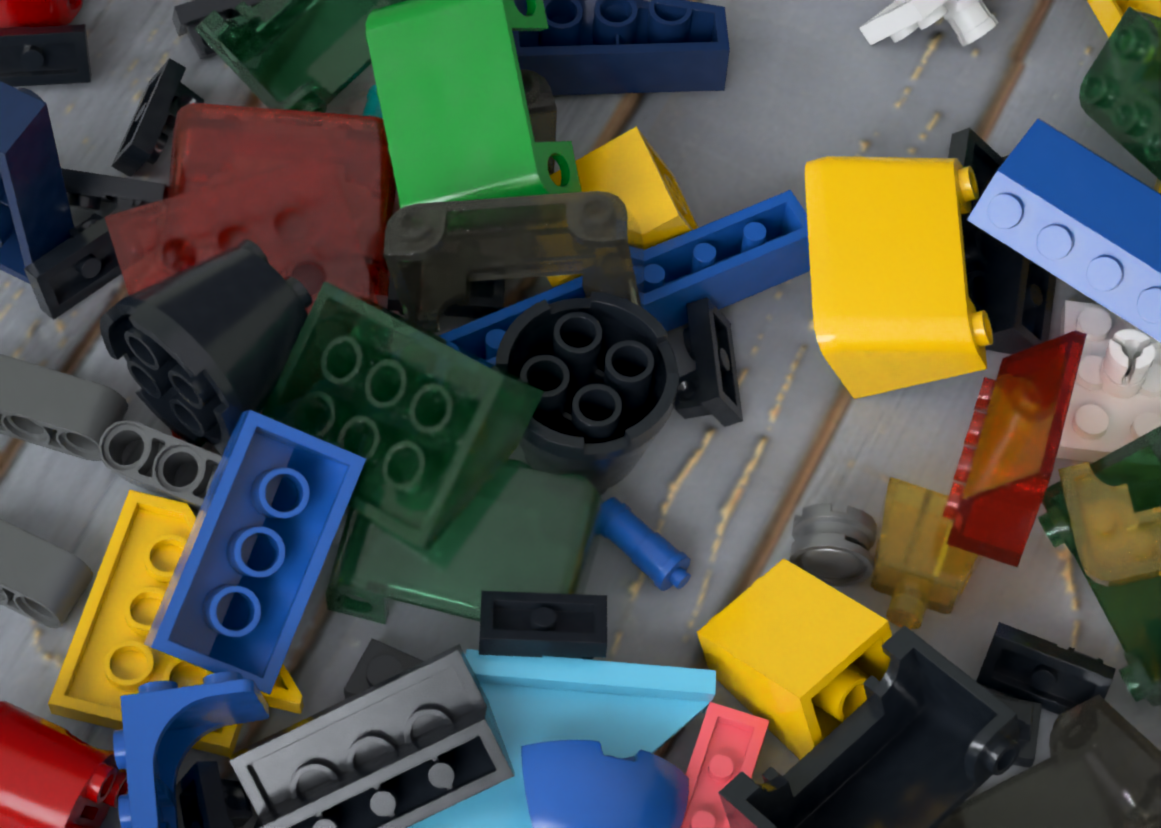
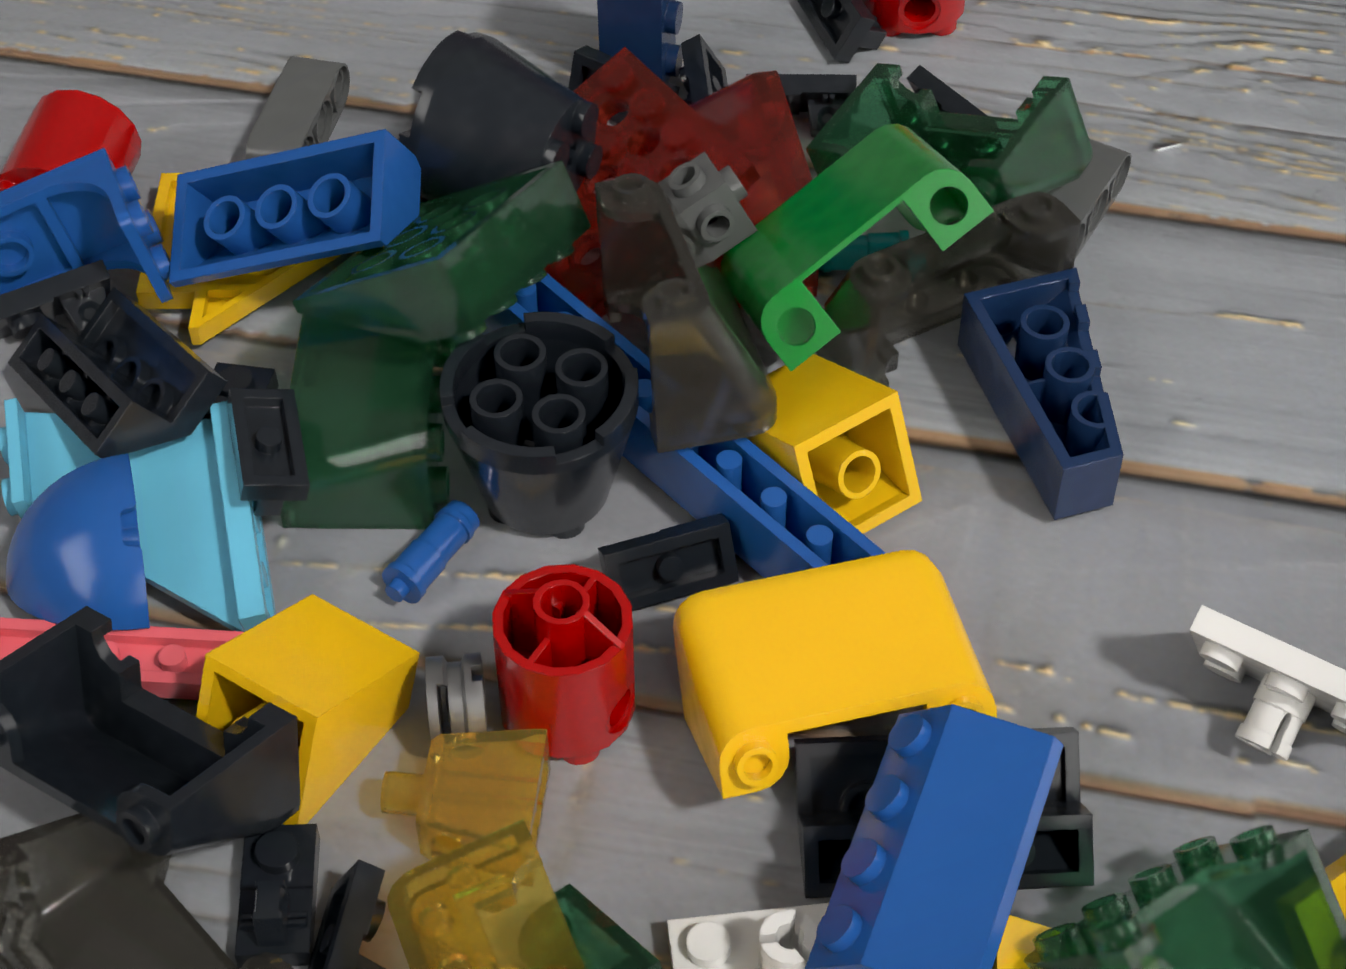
camera: 80 degrees right, 10 degrees down
(367, 176) = (710, 204): none -> dark grey brick
(834, 439) = (566, 659): none -> red cylinder
(1013, 449) = (608, 833): clear red slope -> none

